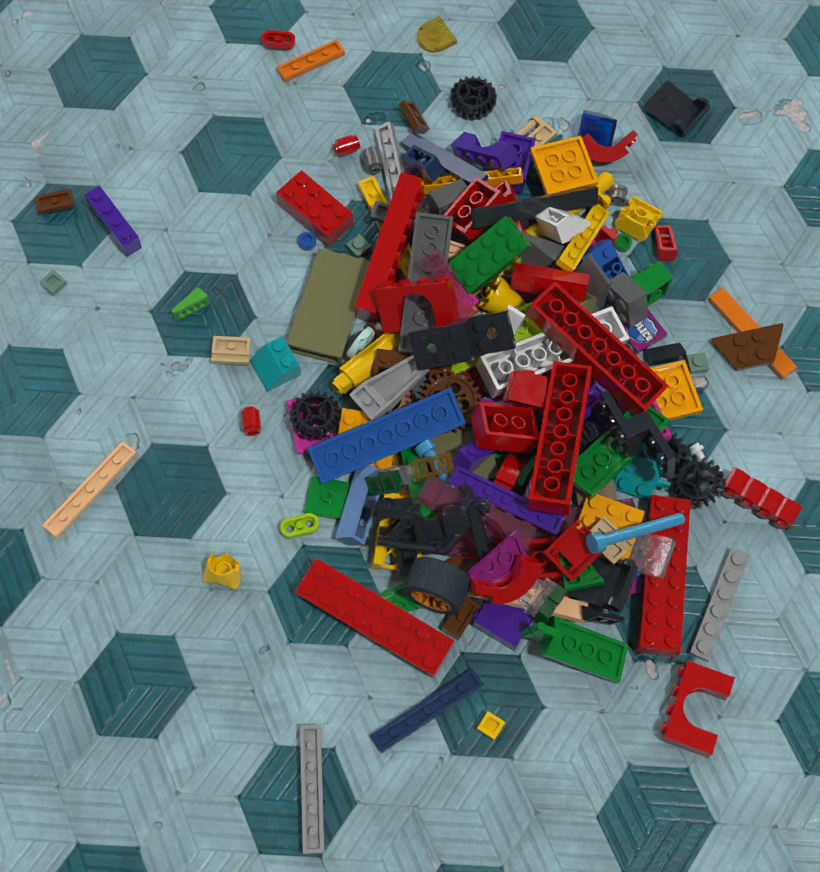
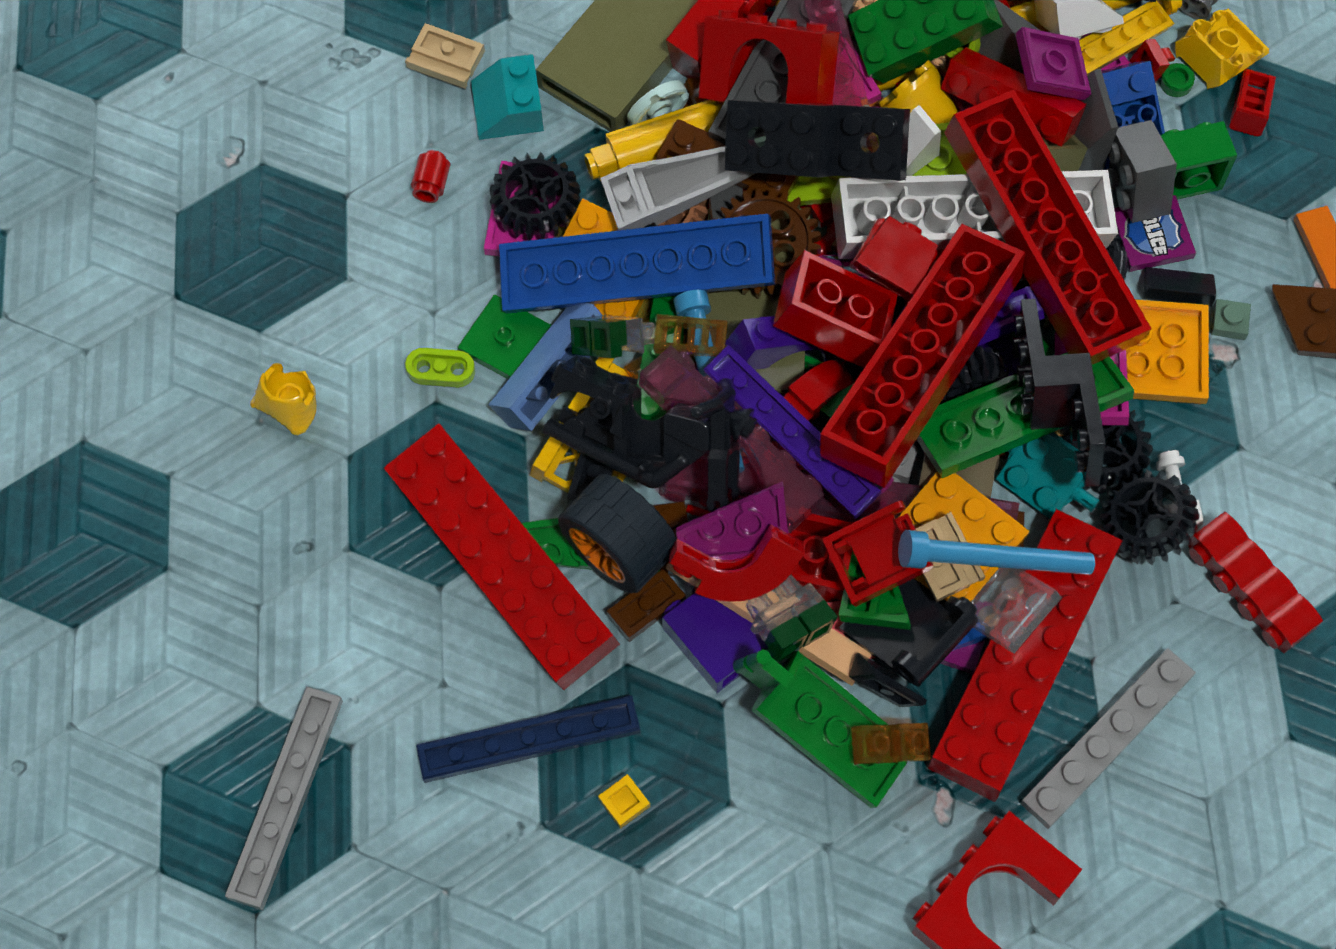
camera: 25 degrees right, 0 degrees up
(89, 490) = (133, 203): light nougat tile -> none
(565, 258) = (1053, 63): none -> magenta tile
(615, 646) = (890, 743): none -> clear orange slope

